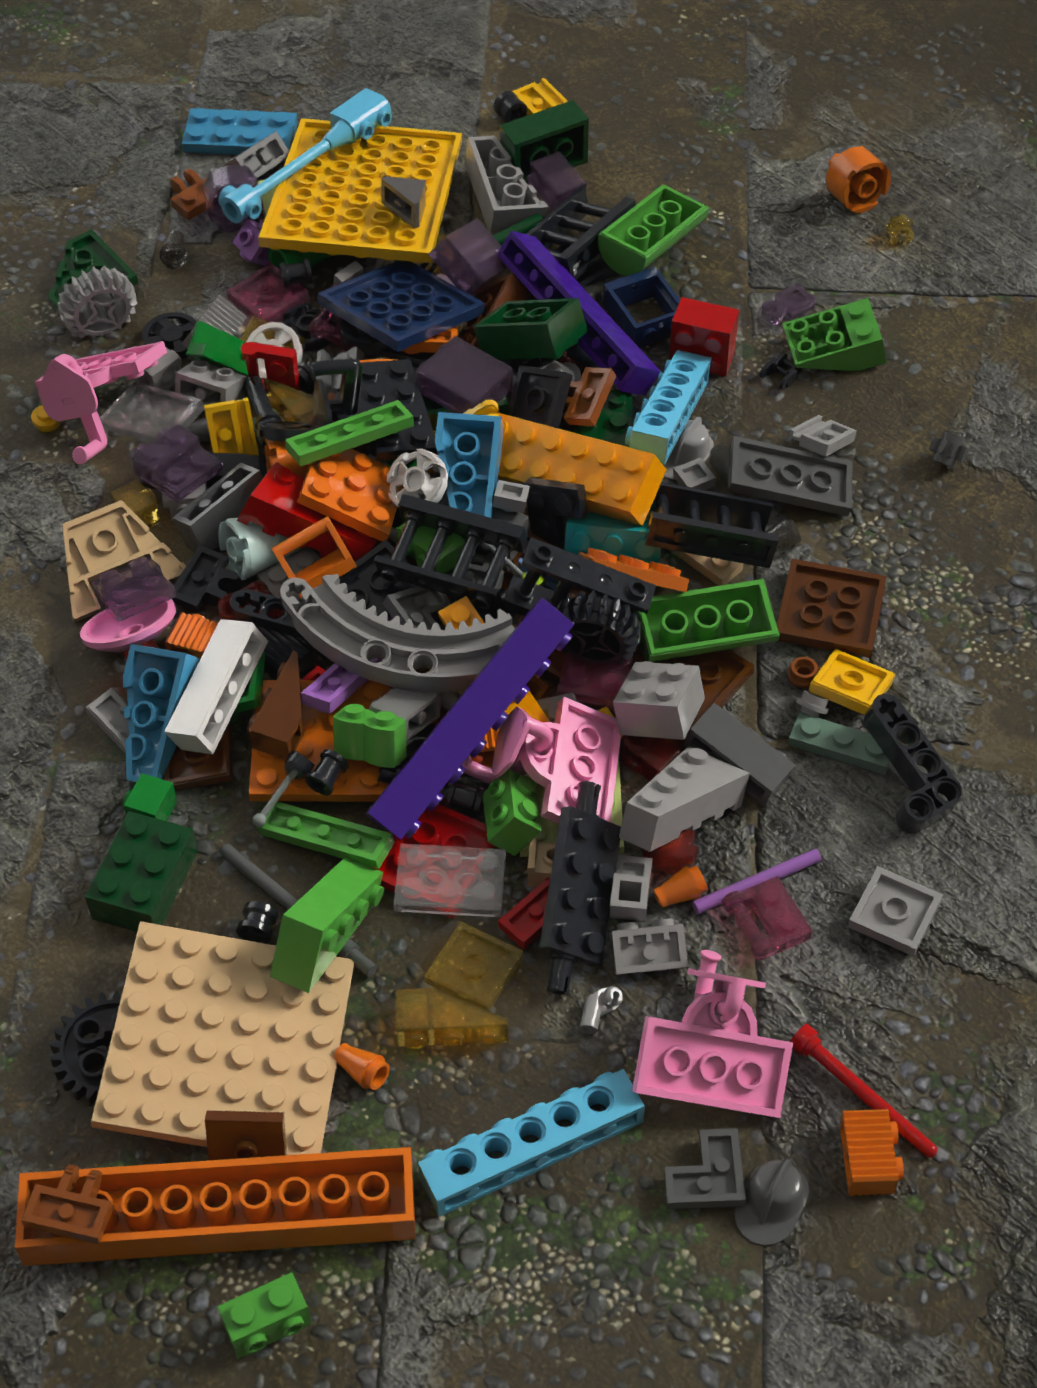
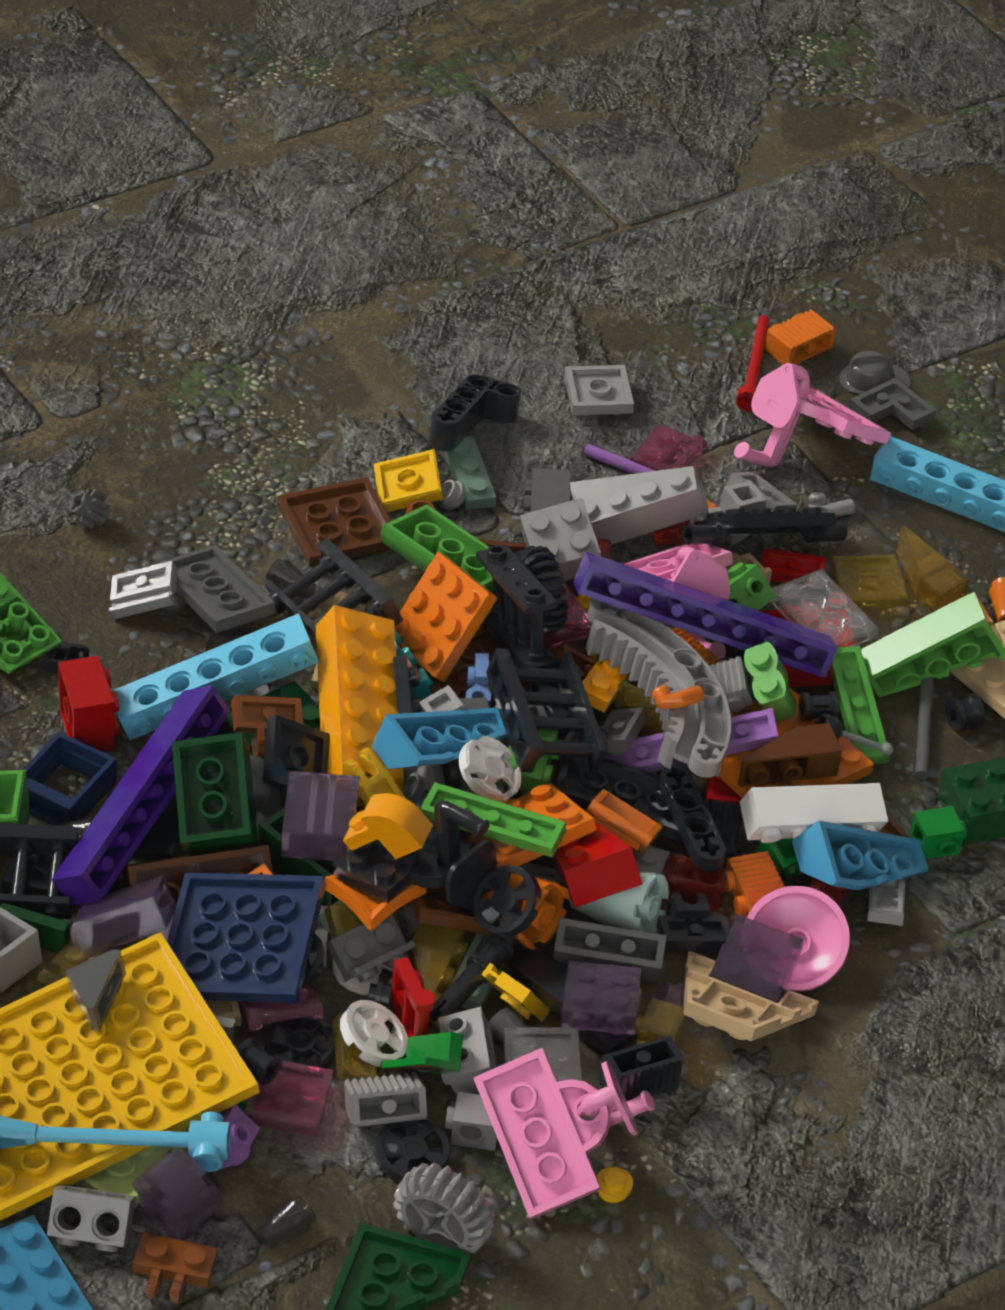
camera: 130 degrees left, 10 degrees down
(106, 465) = (646, 1066): none -> black brick
(159, 528) = (671, 993): none -> plate
(366, 600) = (679, 699): none -> orange arm
(390, 367) = (393, 822): none -> light orange brick

